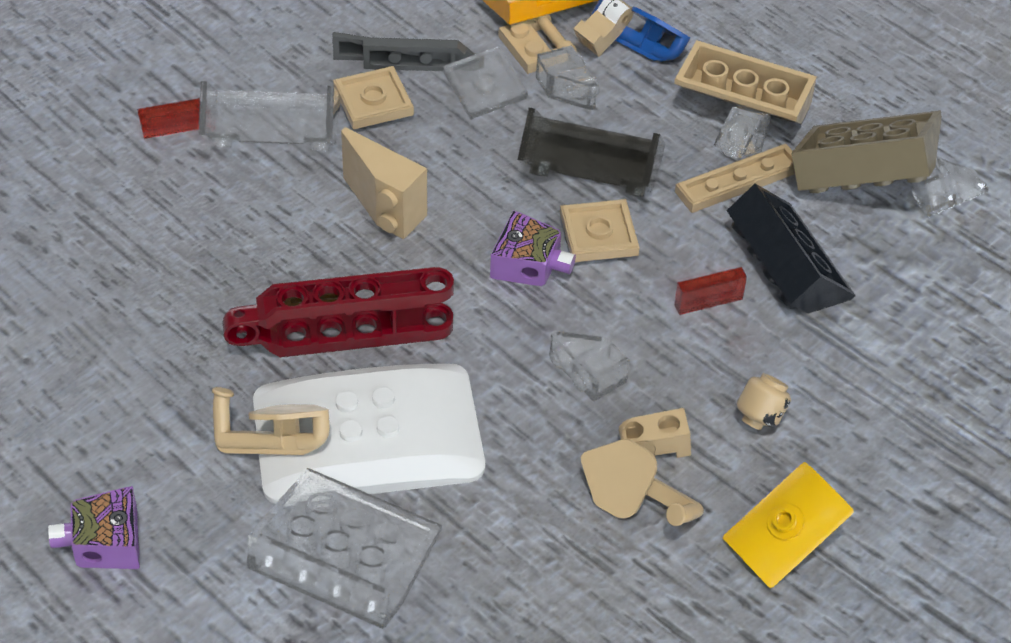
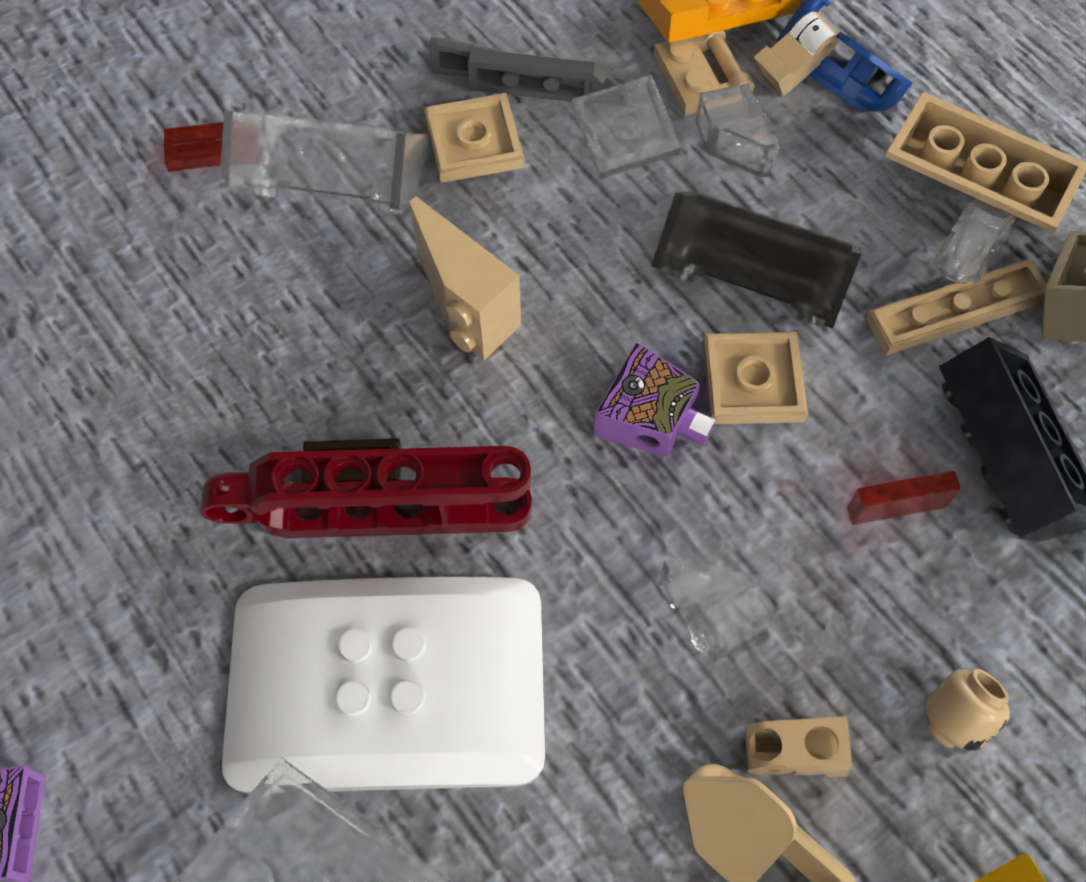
camera: 10 degrees right, 15 degrees up
(286, 434) = (244, 680): tan piece -> none

